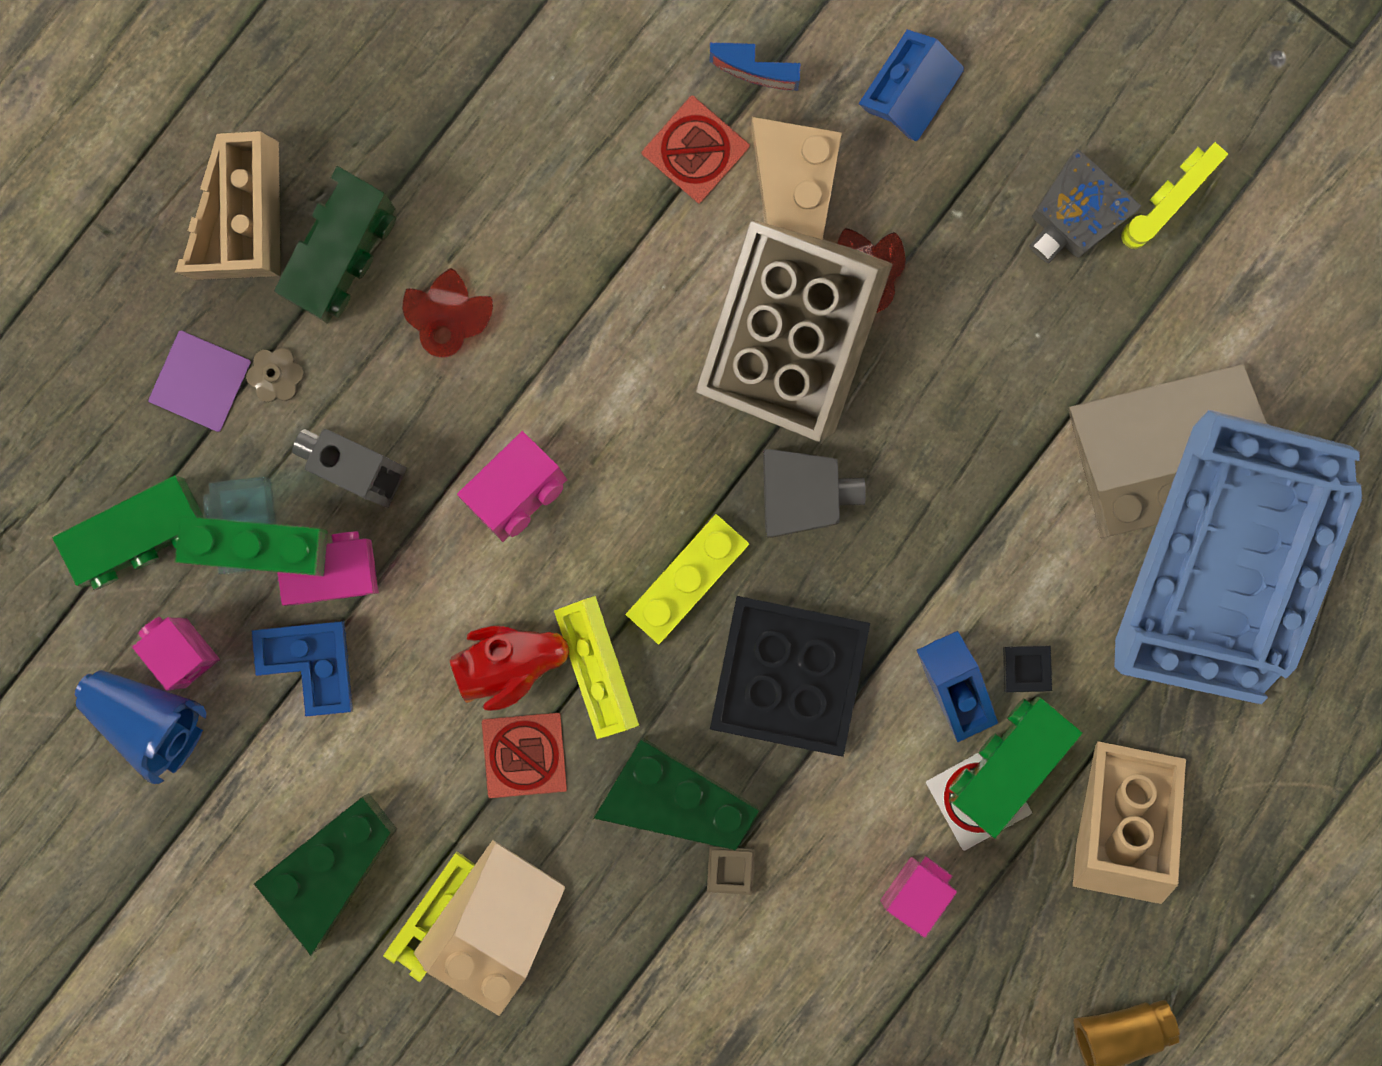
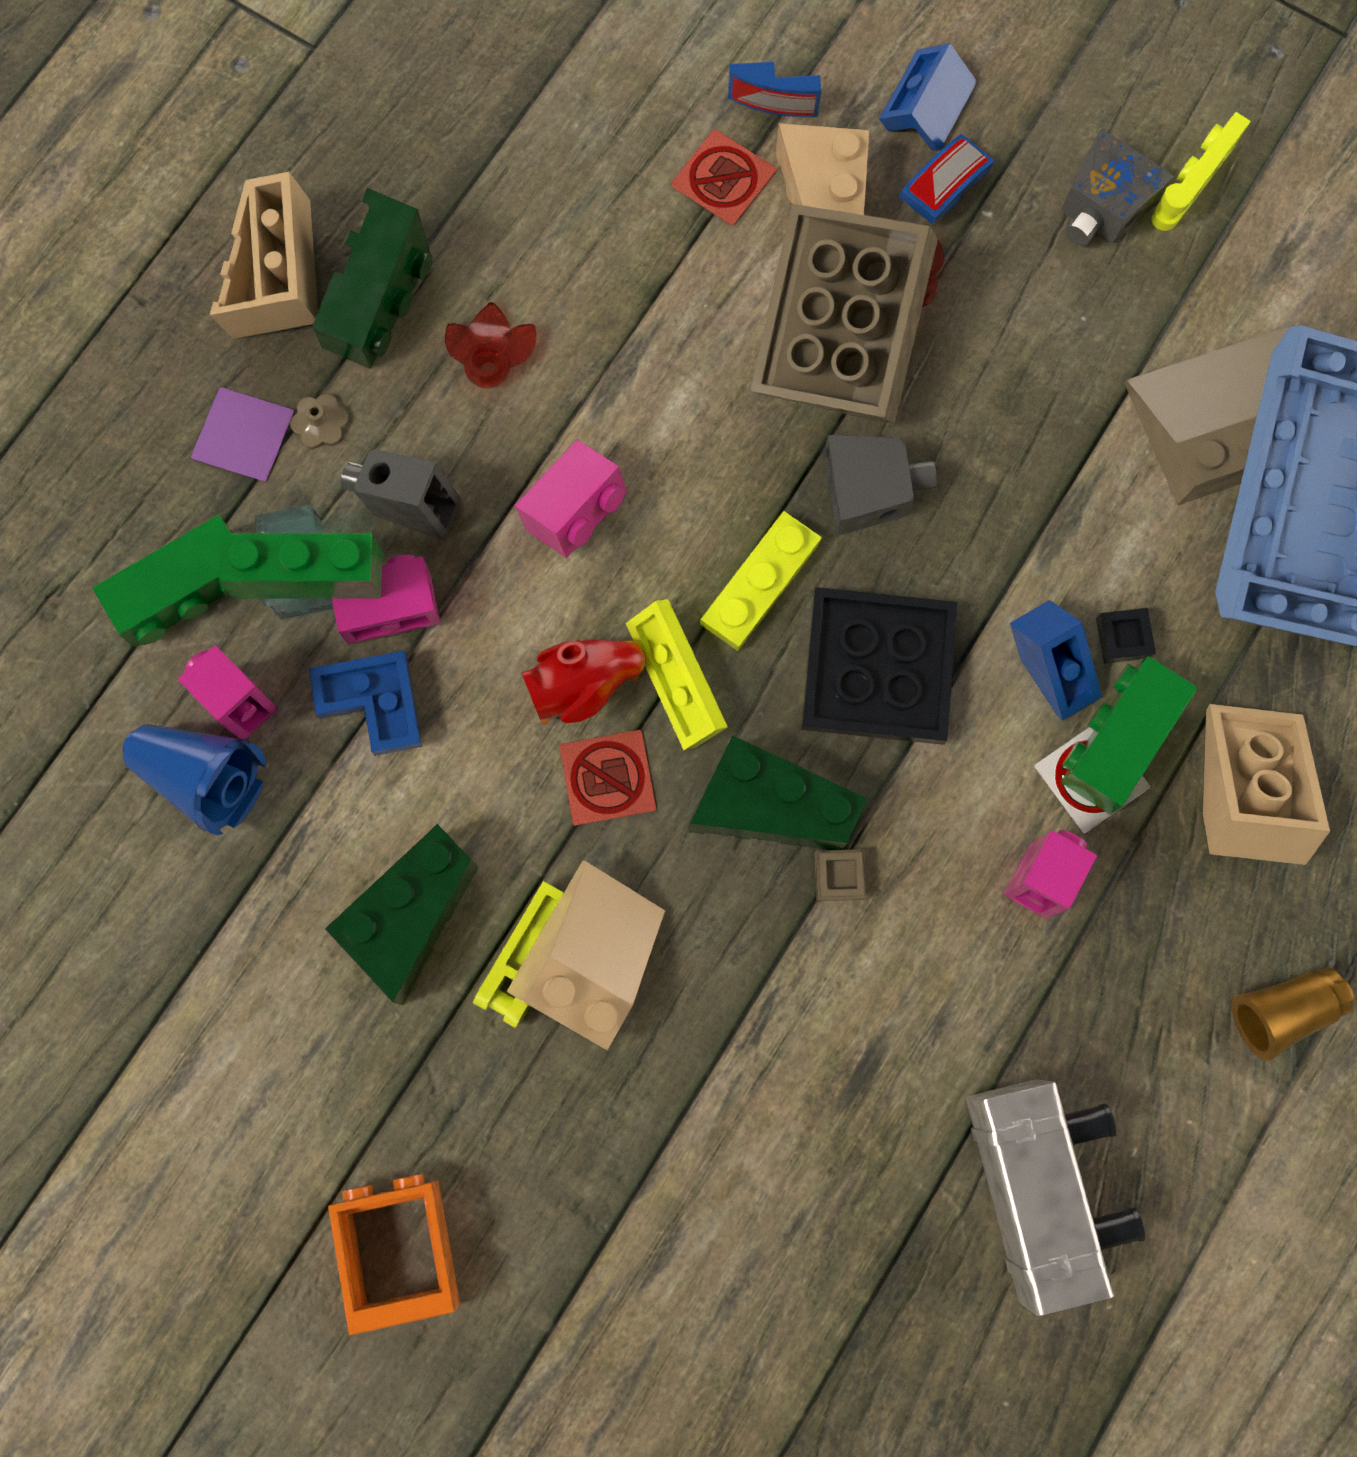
camera: 10 degrees left, 10 degrees down
(918, 177) = (945, 178): none -> slope

